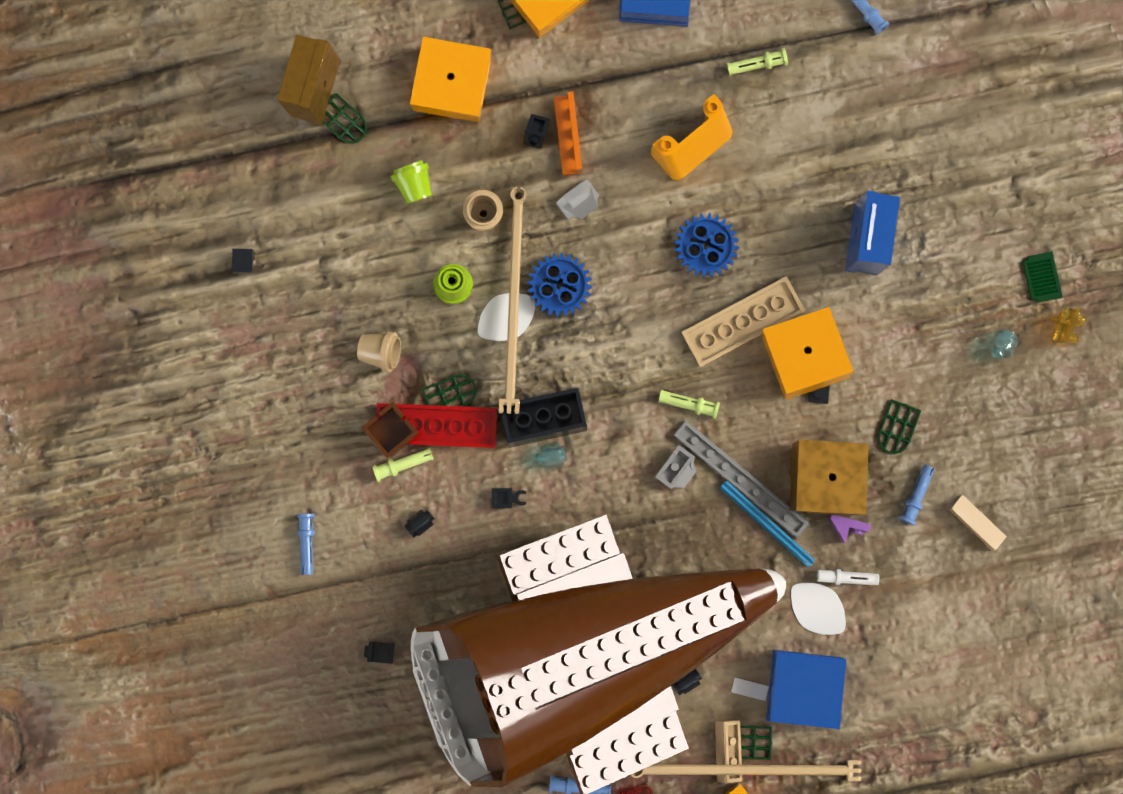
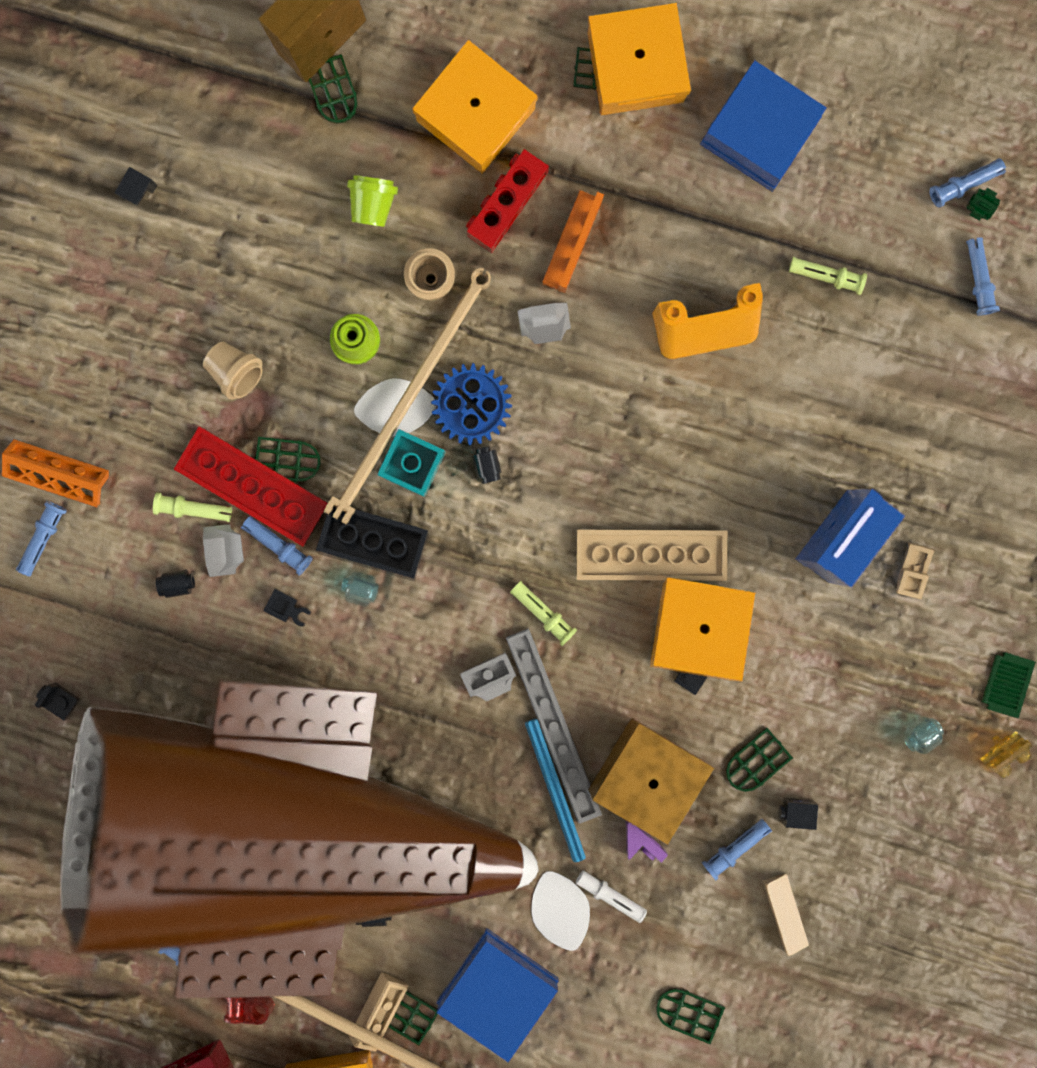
camera: 30 degrees right, 5 degrees up
(290, 488) = (54, 468): none -> orange fence
(391, 431) = (193, 468): reddish brown piece -> none
(440, 481) = (222, 550): none -> light grey slope
(485, 458) = (286, 551): none -> medium blue pin
(514, 101) = (490, 236): none -> red brick
(536, 131) = (539, 217): black bracket -> none
(540, 347) = (411, 463): none -> teal brick
(593, 321) = (487, 465): none -> black brick
(712, 228) = (641, 463): blue gear -> none
(749, 689) = (438, 957): white sticker -> none
(932, 233) = (914, 570): none -> tan slope
(946, 446) = (798, 813): none -> black brick
(956, 636) = (695, 1024): none -> dark green window

